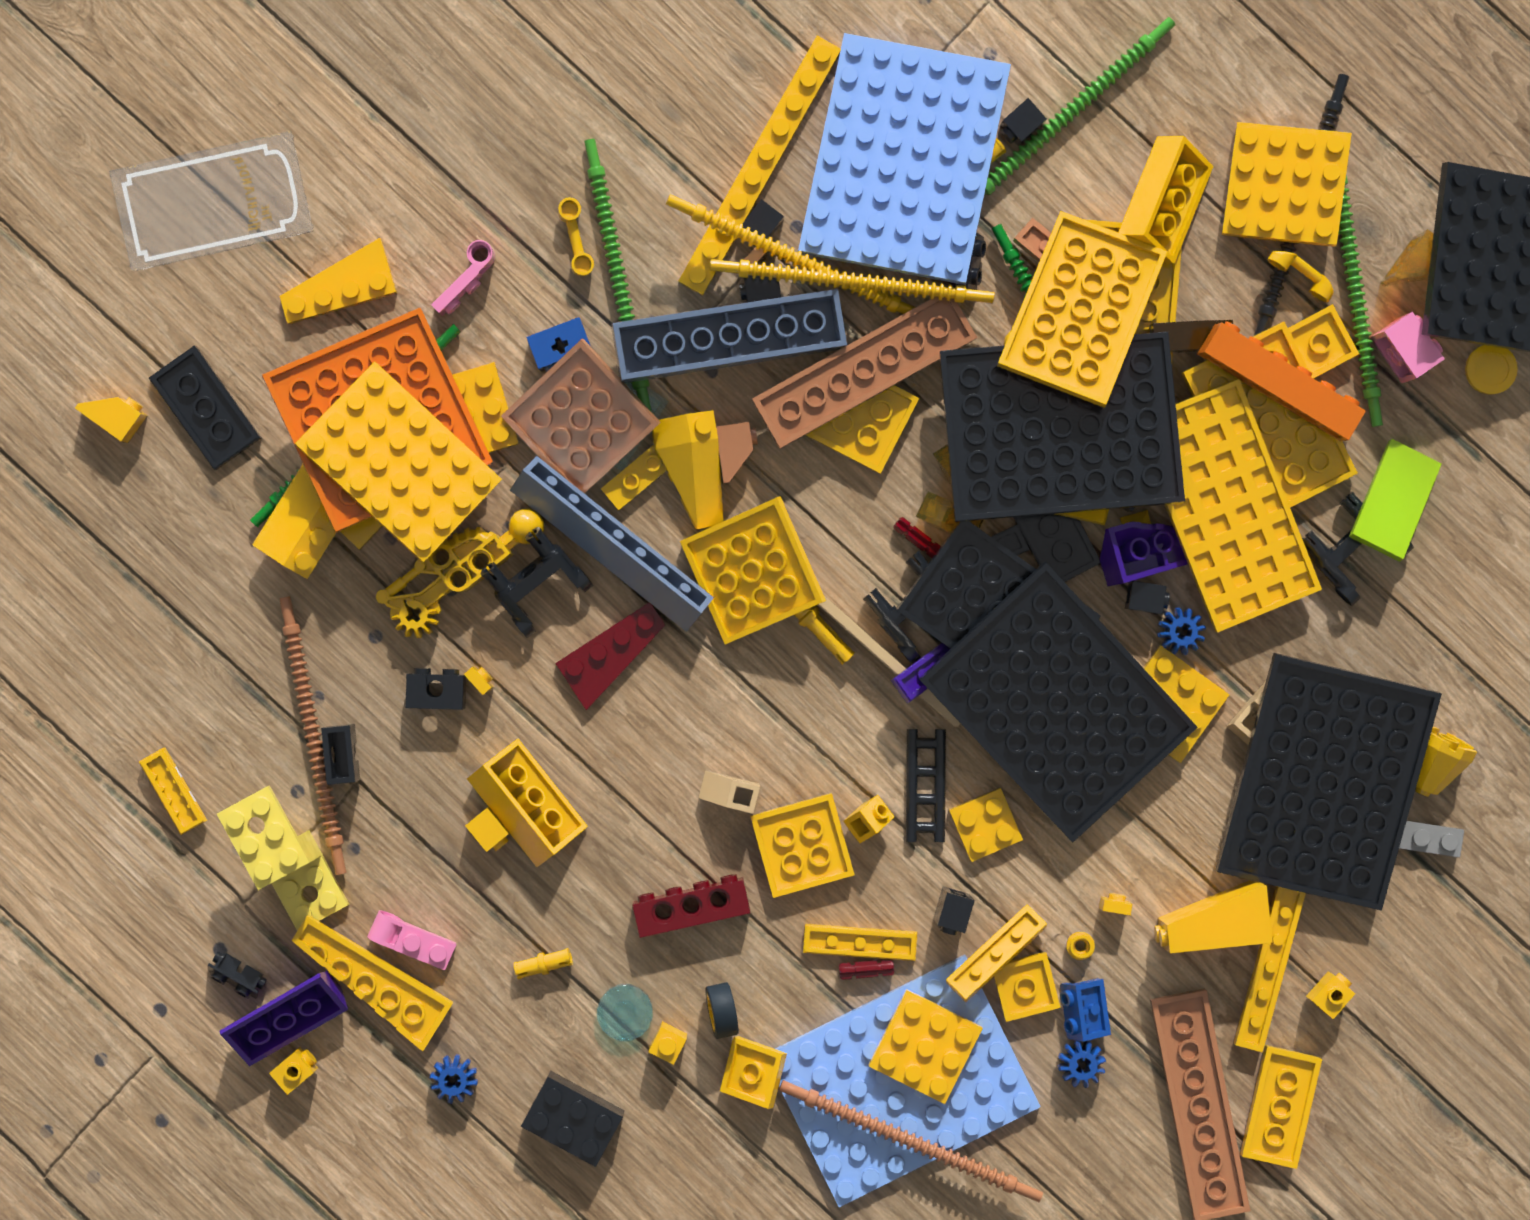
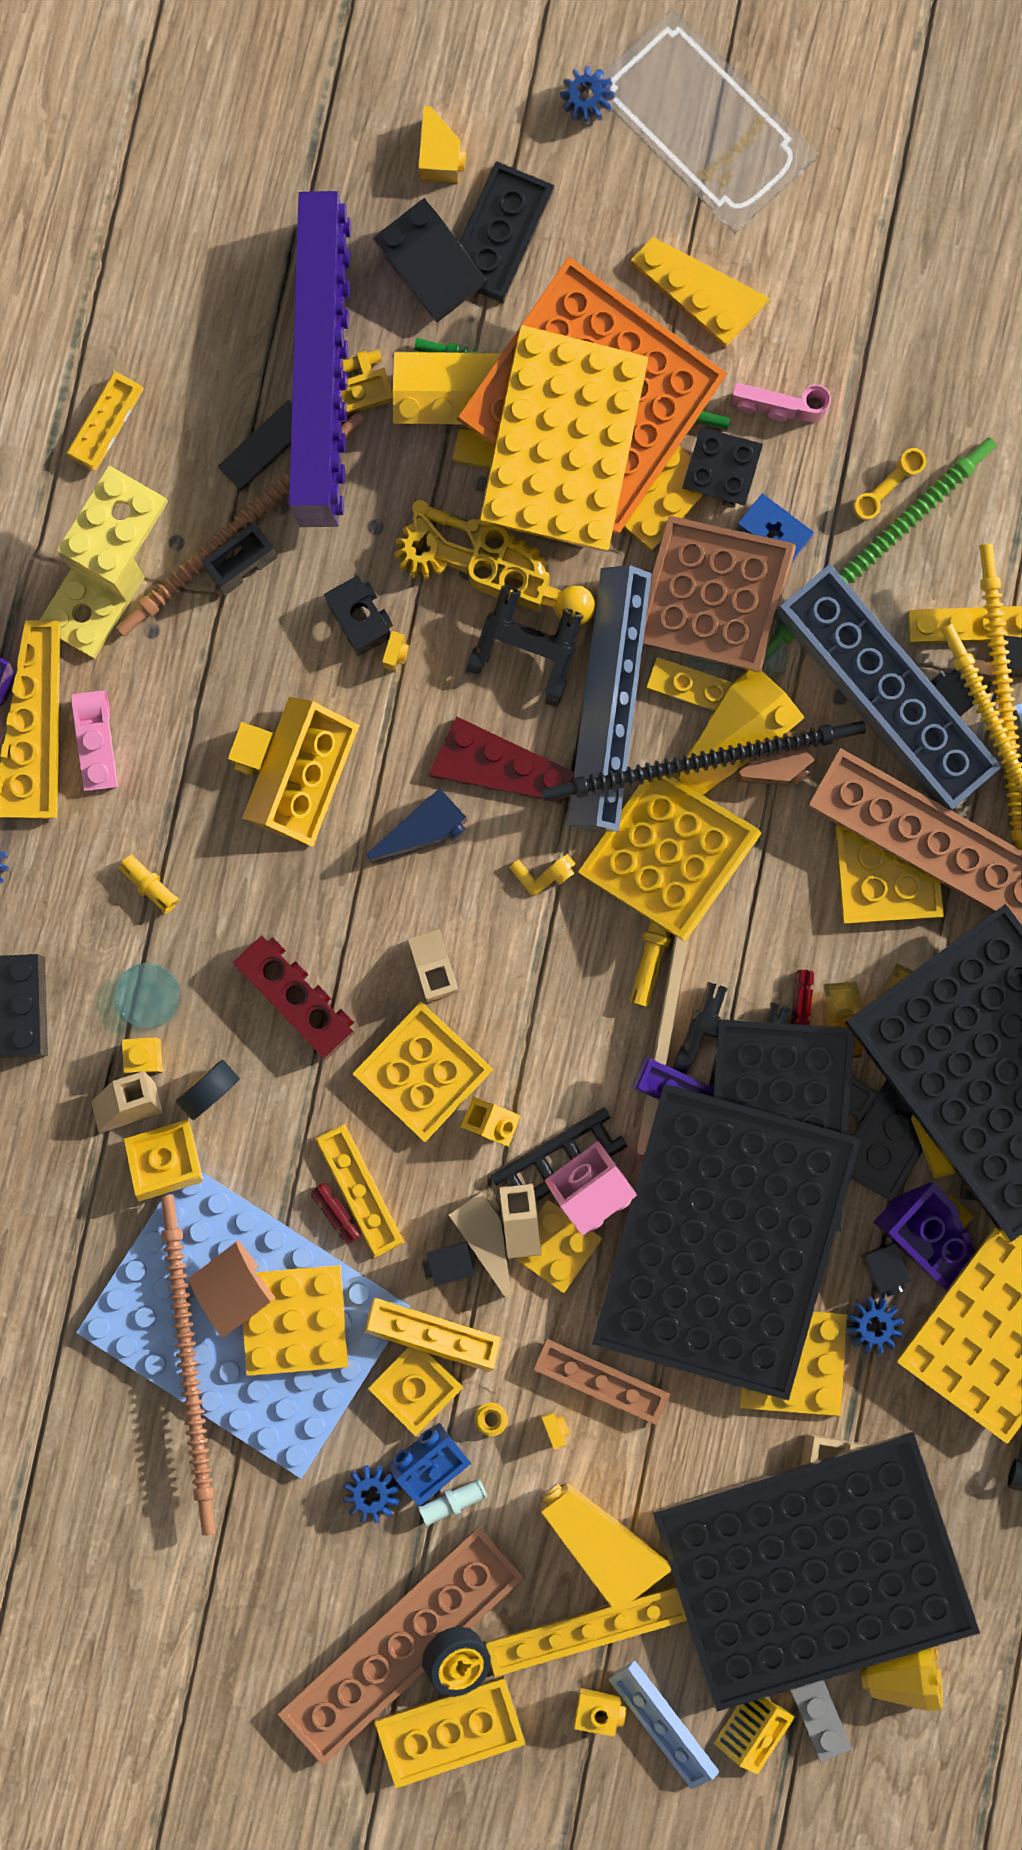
camera: 65 degrees right, 5 degrees down
(141, 268) = (582, 83): none -> blue gear
(197, 475) = (430, 260): none -> black slope
(225, 605) = (319, 359): none -> dark purple brick
(263, 682) = (259, 448): none -> black tile
(265, 589) = (369, 388): none -> yellow plate
(487, 353) = (722, 466): none -> black hinge
(624, 734) = (425, 827): none -> dark blue slope
(667, 606) = (582, 786): none -> black hose
(694, 1074) = (126, 1102): none -> tan slope
(716, 658) = (558, 872): none -> yellow plate
(876, 1080) = (230, 1289): none -> nougat slope
(943, 871) = (483, 1231): none -> tan slope
(954, 842) = (520, 1221): none -> tan slope
(961, 777) = (590, 1188): none -> bright pink brick
(1101, 850) = (601, 1381): none -> nougat plate
(1122, 1008) = (453, 1502): none -> light aqua pin
(1235, 1073) = (456, 1661): none -> black wheel
(1367, 953) = (663, 1725): none -> light blue plate
(1412, 892) = (753, 1733): none -> yellow panel

